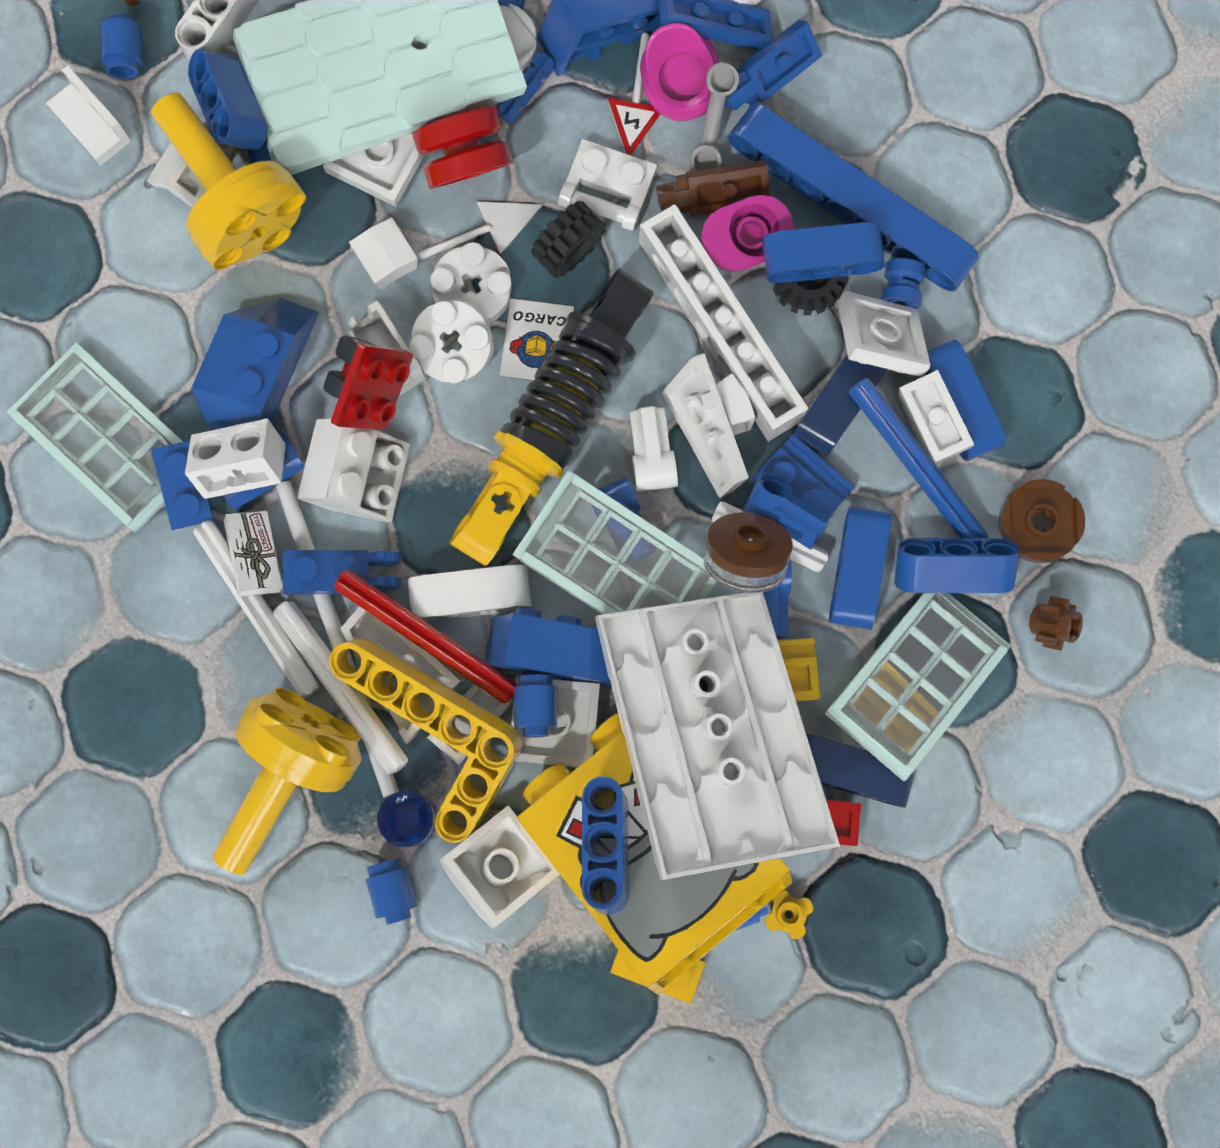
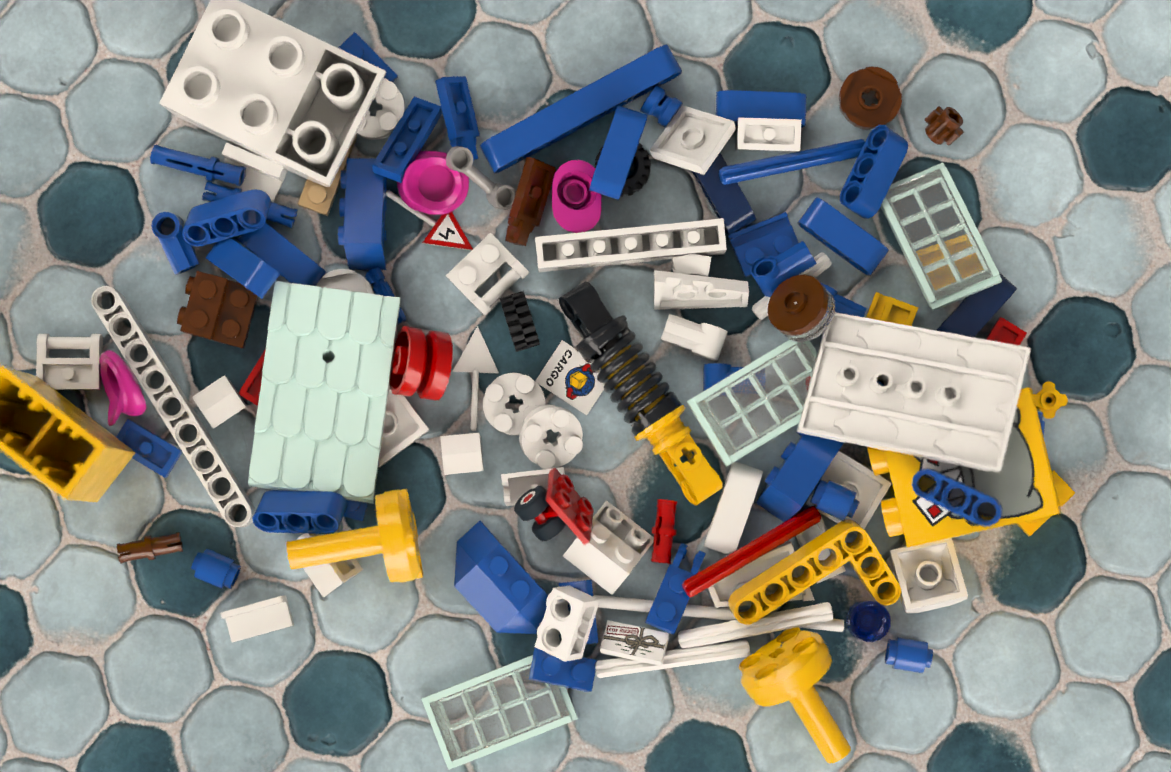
camera: 60 degrees left, 5 degrees up
(403, 525) = (664, 531): none -> red pin

